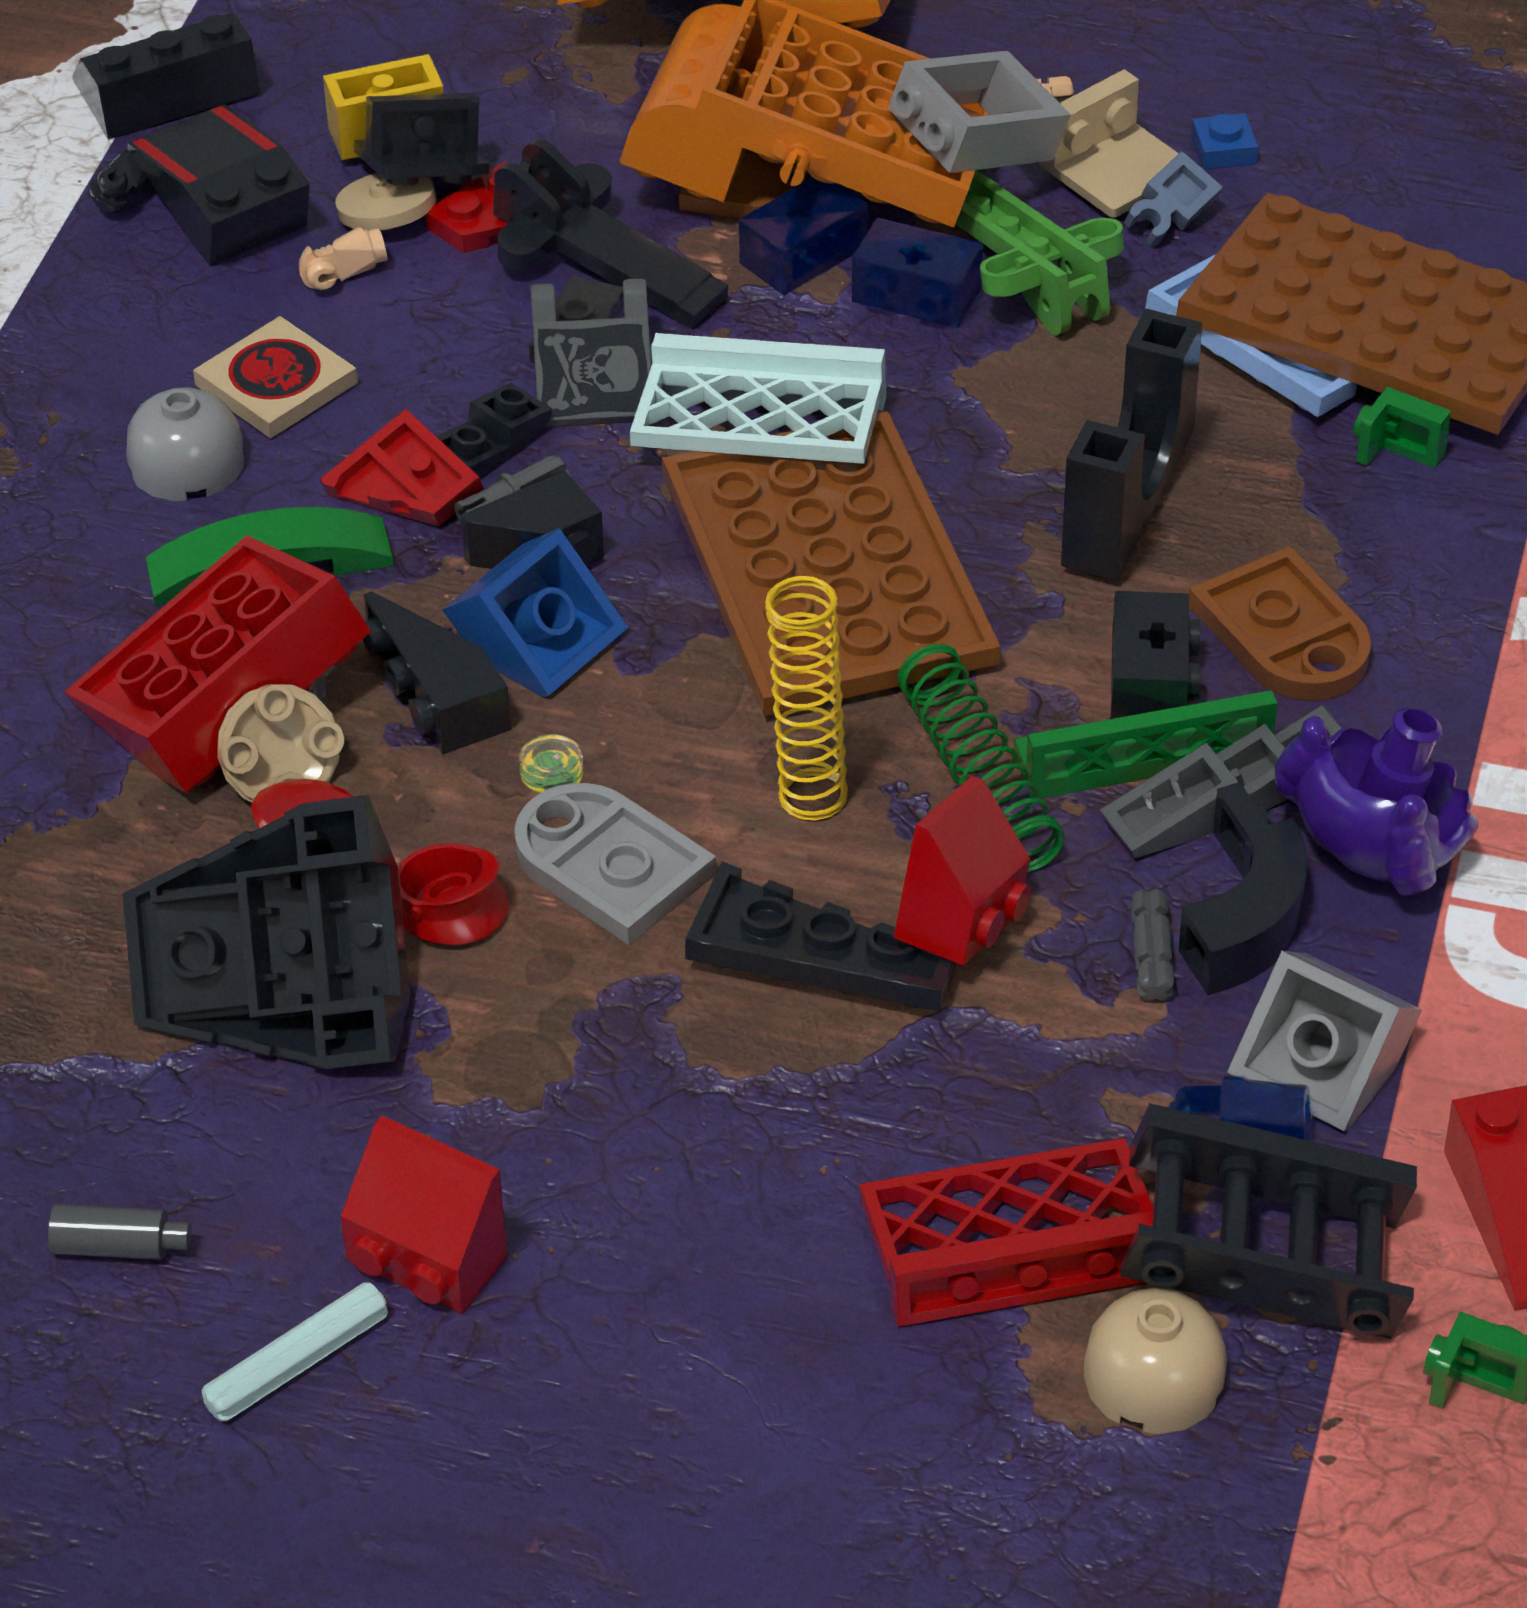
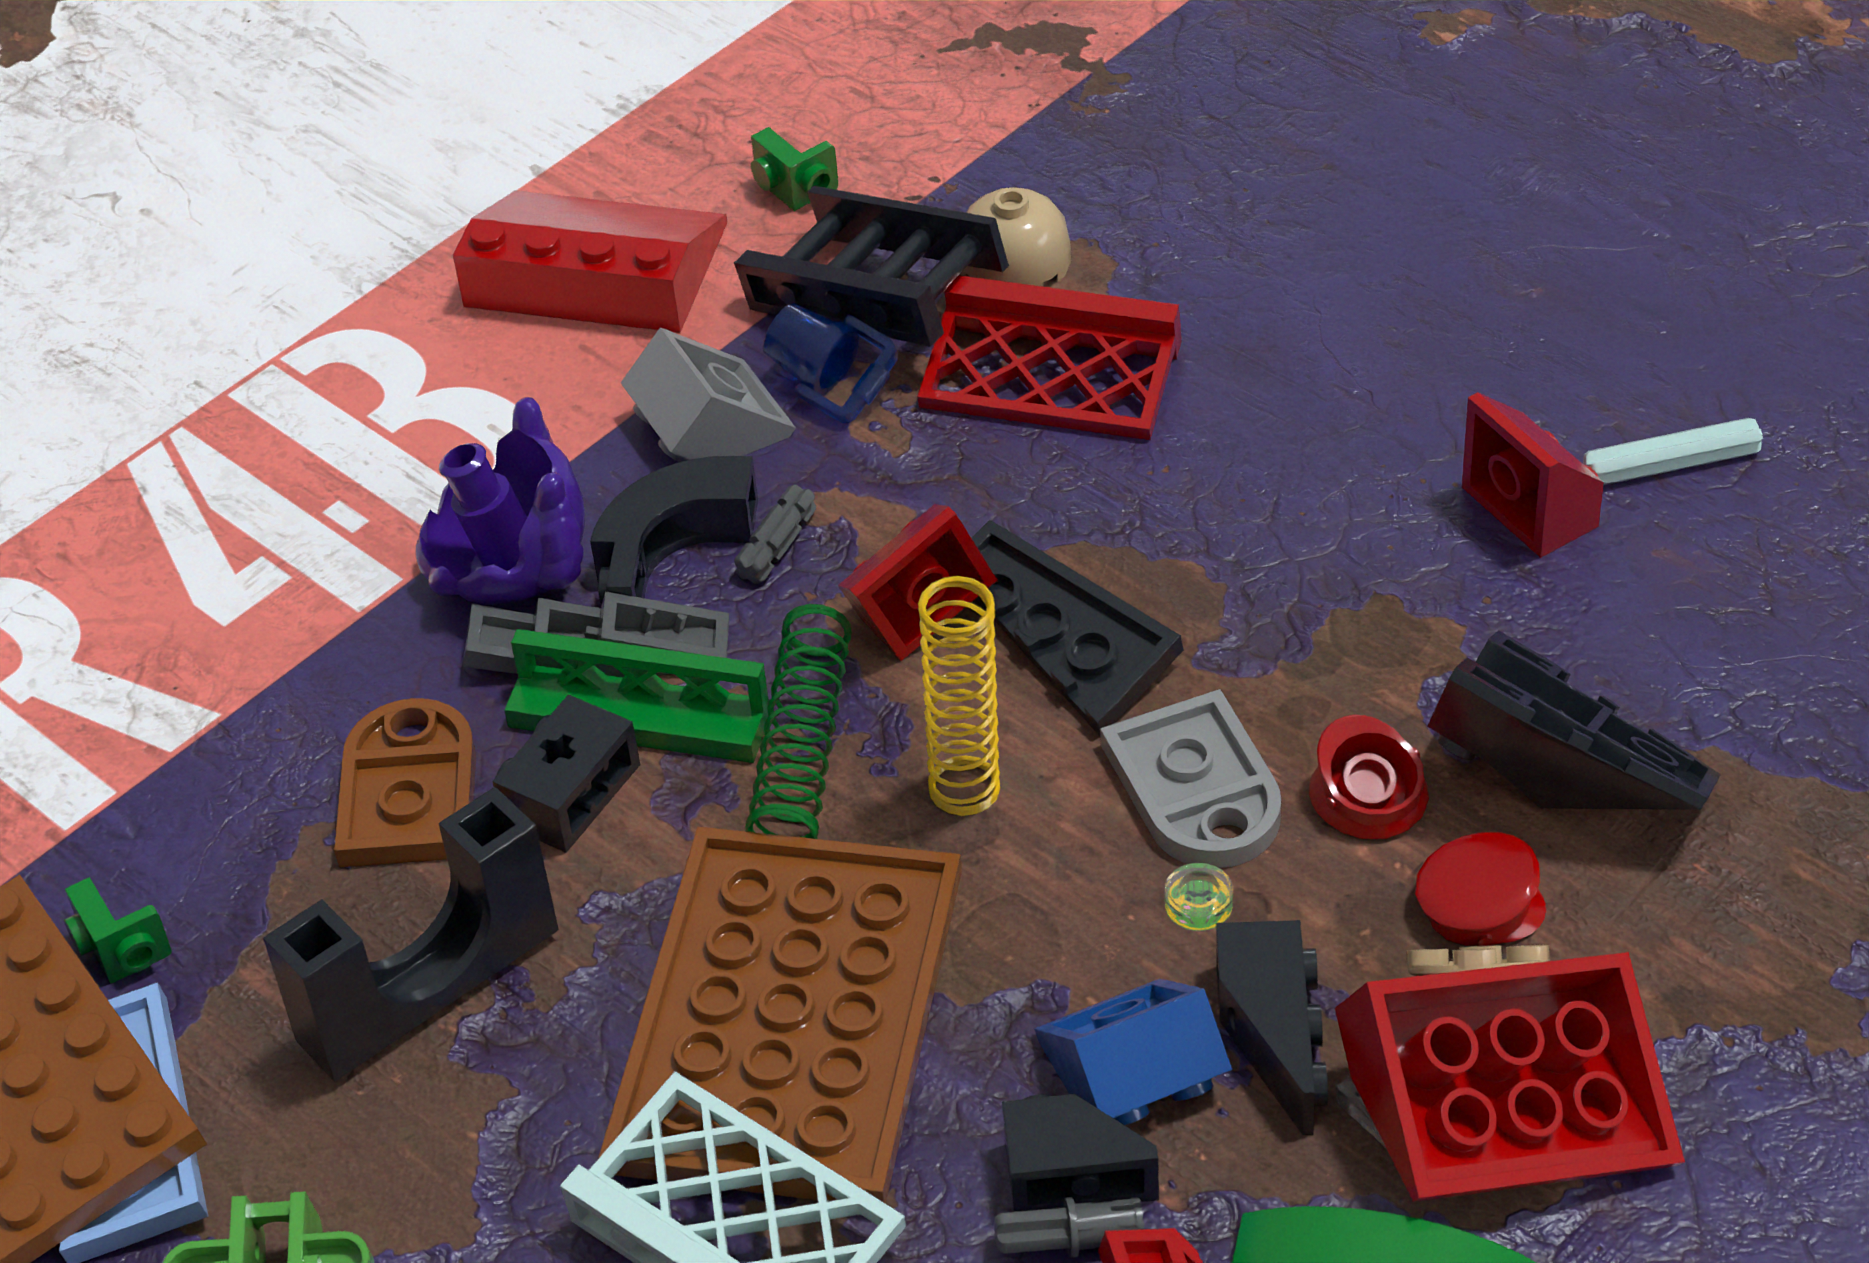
camera: 150 degrees left, 0 degrees up
(115, 1232) = (1798, 581): dark grey cylinder -> none

